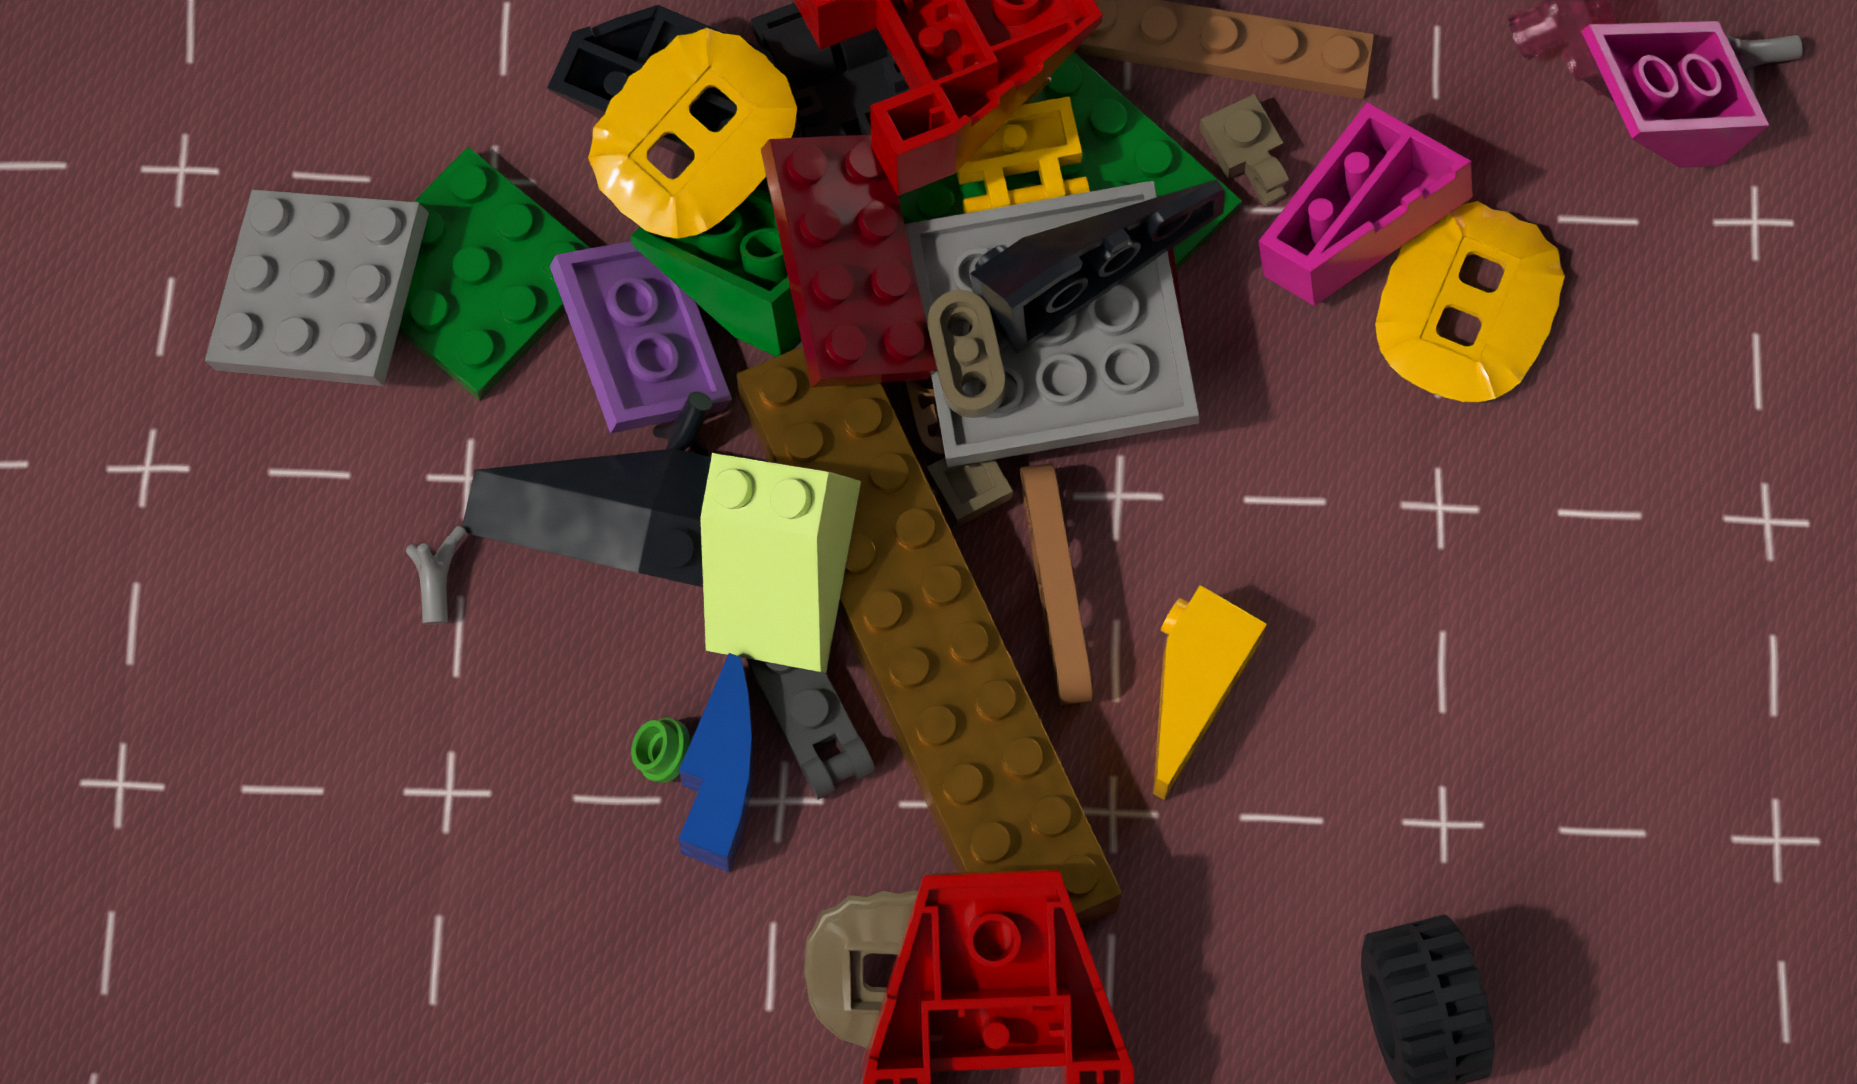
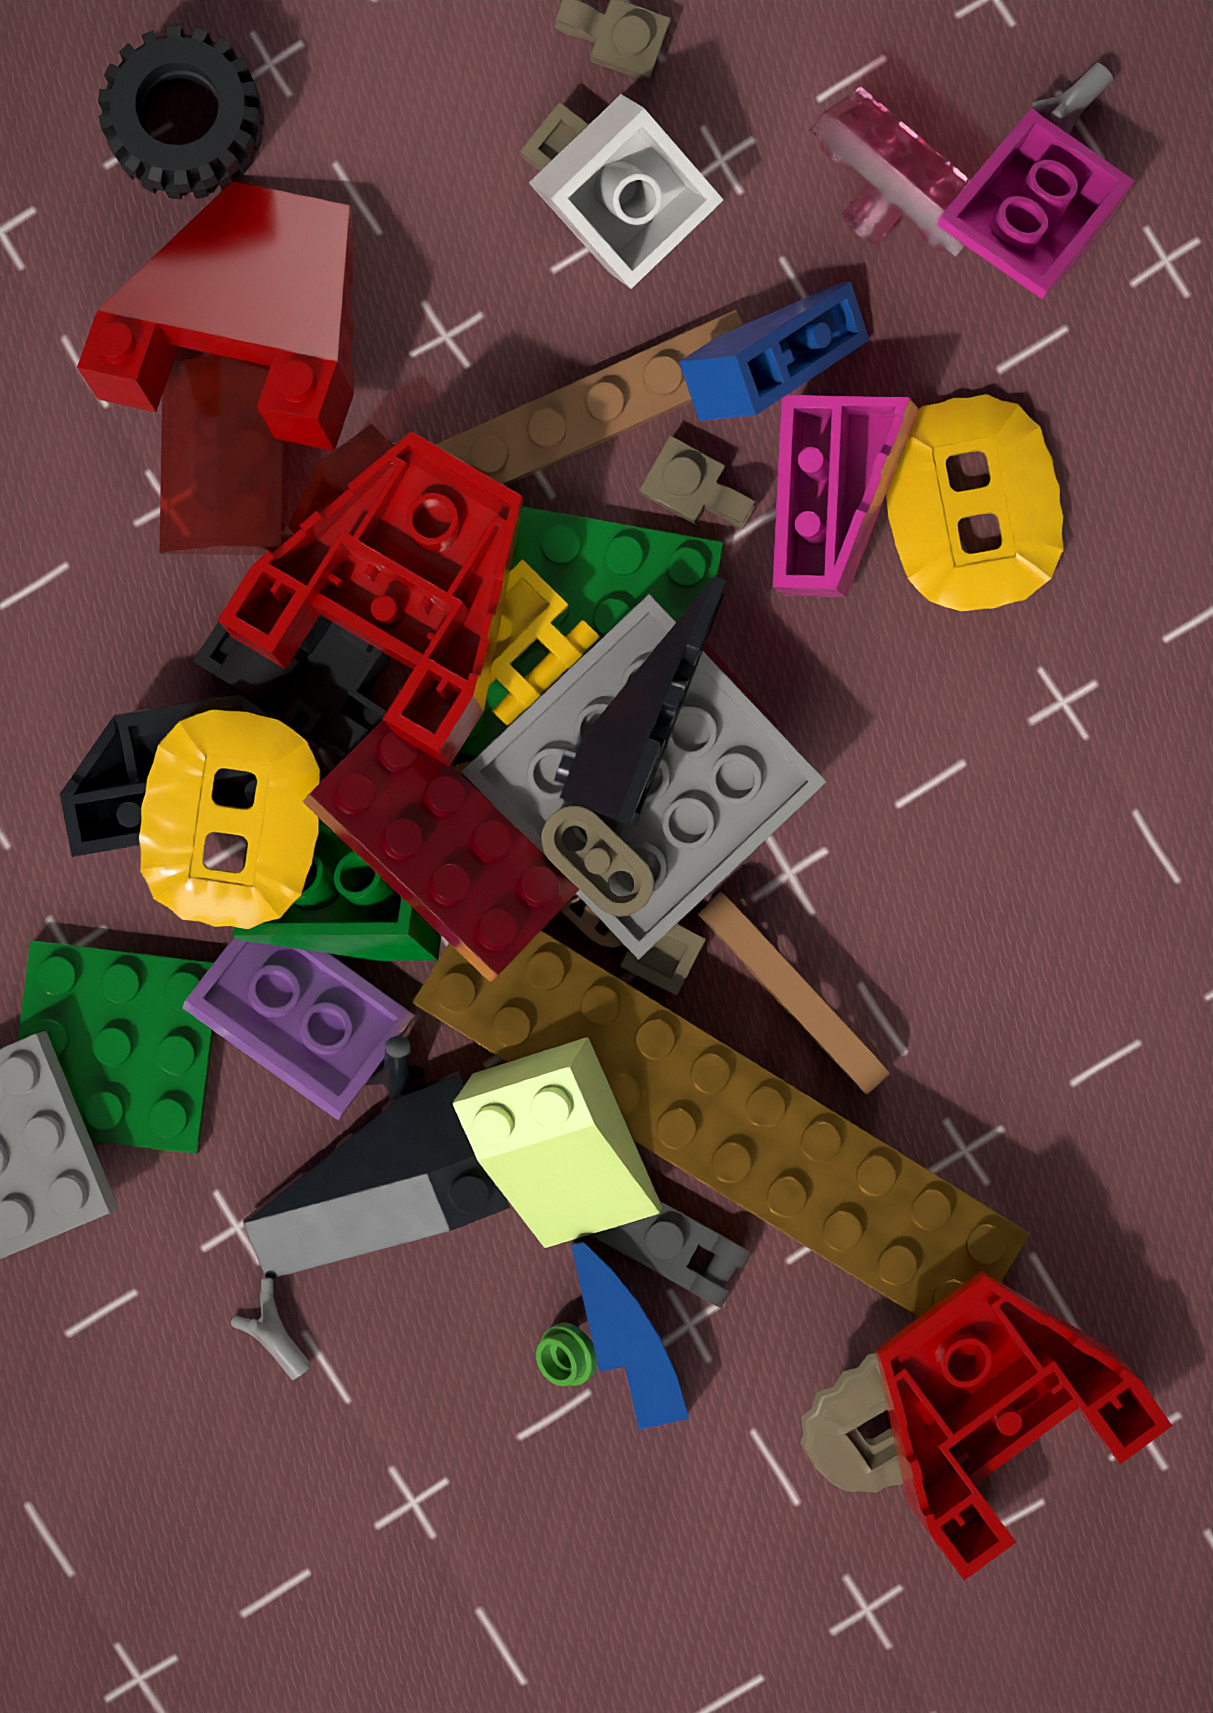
camera: 30 degrees left, 15 degrees up
(1201, 663) = (962, 989): yellow slope -> none
(1383, 74) = (773, 354): none -> blue slope

